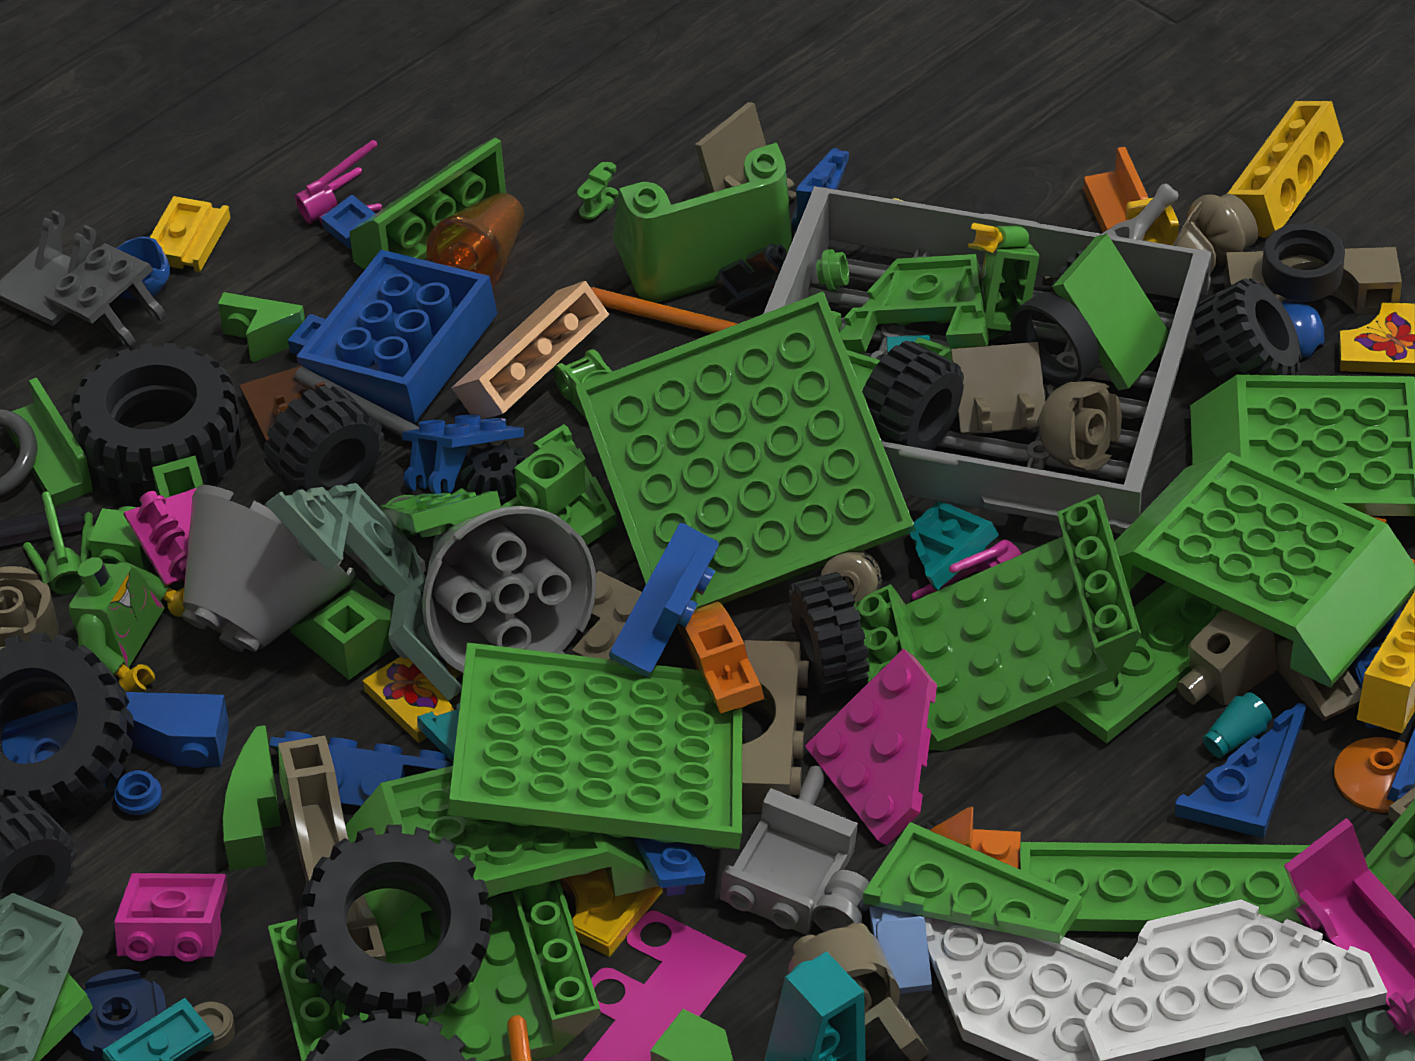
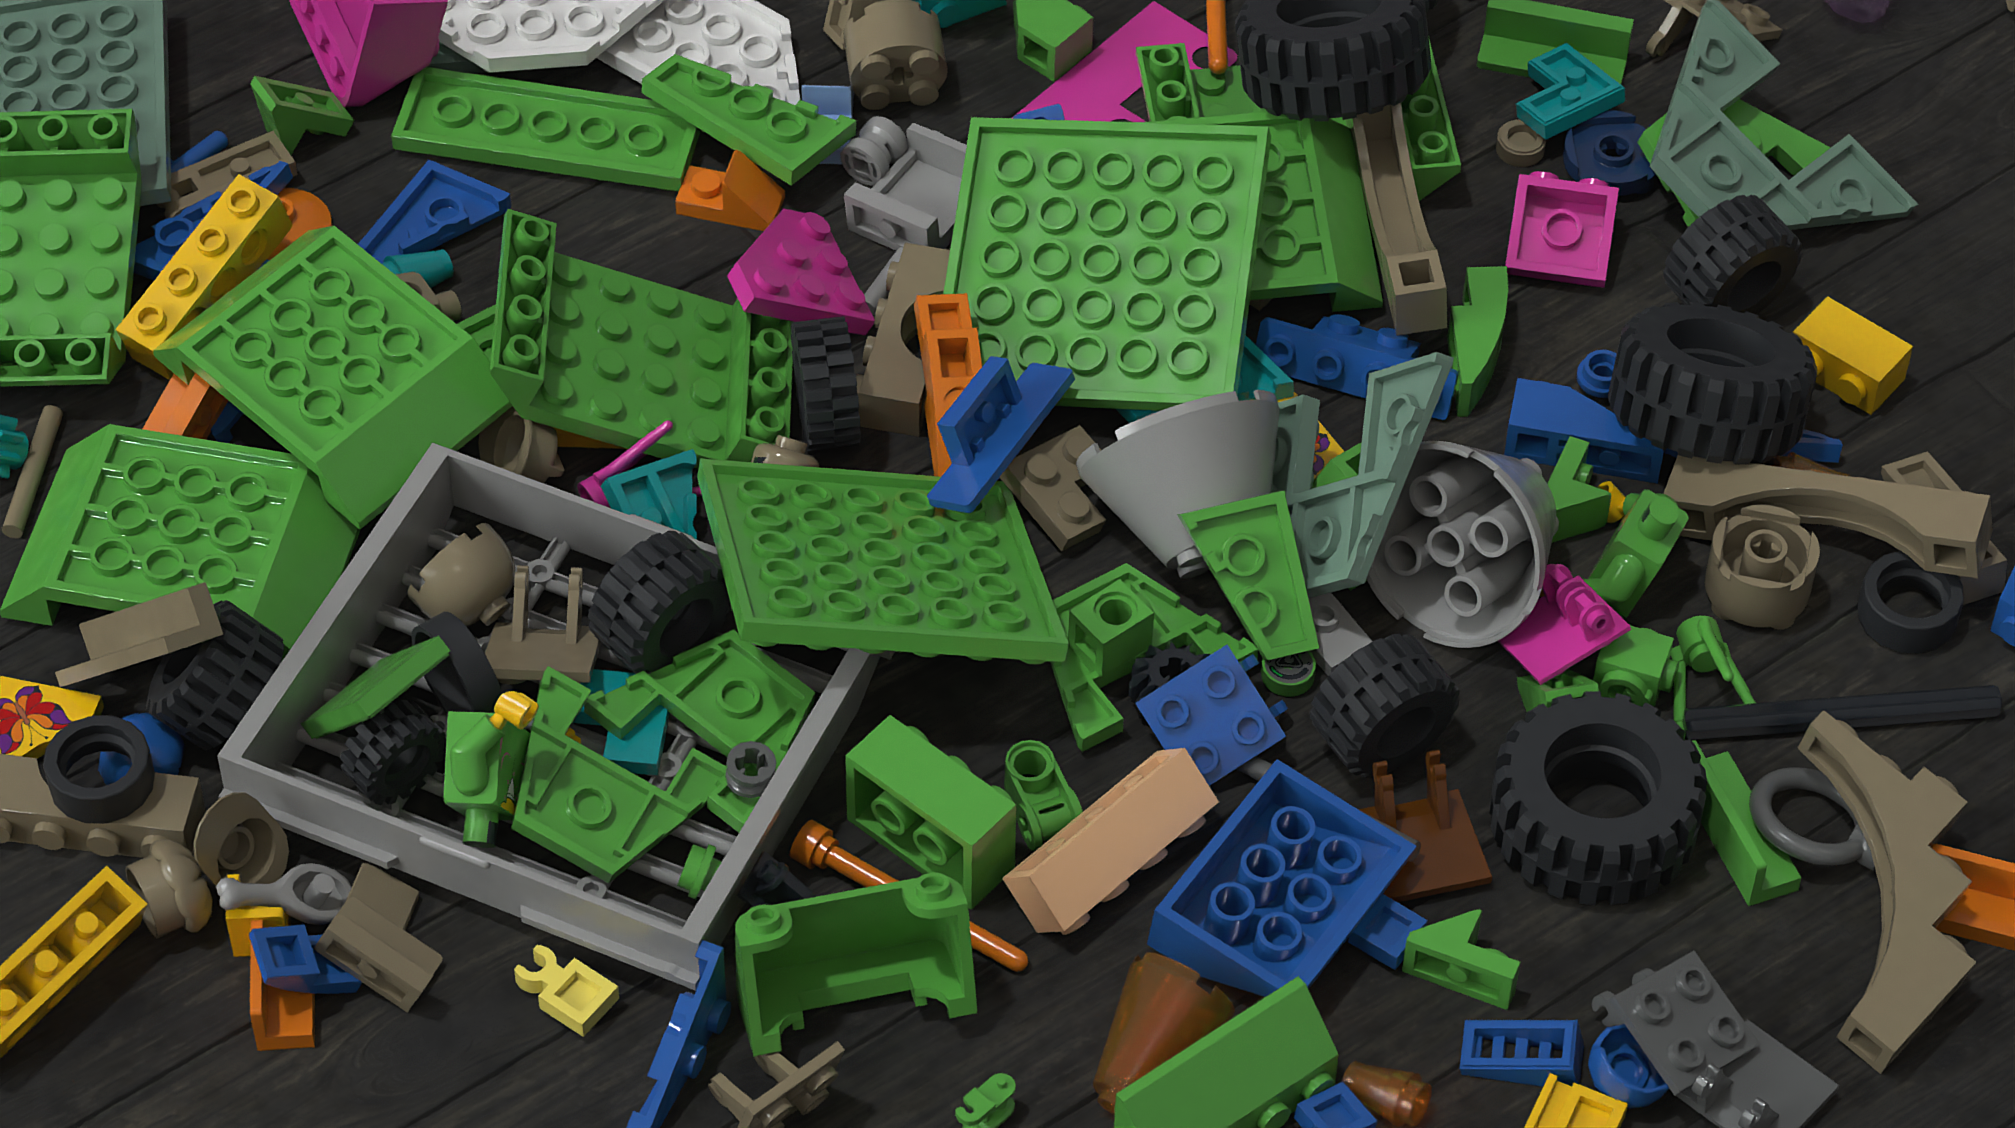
camera: 175 degrees left, 5 degrees up
(174, 659) = (1577, 503): none -> bright green slope
(205, 282) = (1545, 1034): none -> blue slope
(313, 242) = (1391, 1093): none -> clear orange cone
(651, 318) = (930, 809): none -> bright green brick
(1057, 202) = (378, 953): none -> dark tan panel
(1110, 190) = (292, 964): none -> blue slope
(1302, 327) = (145, 632): none -> dark tan fence

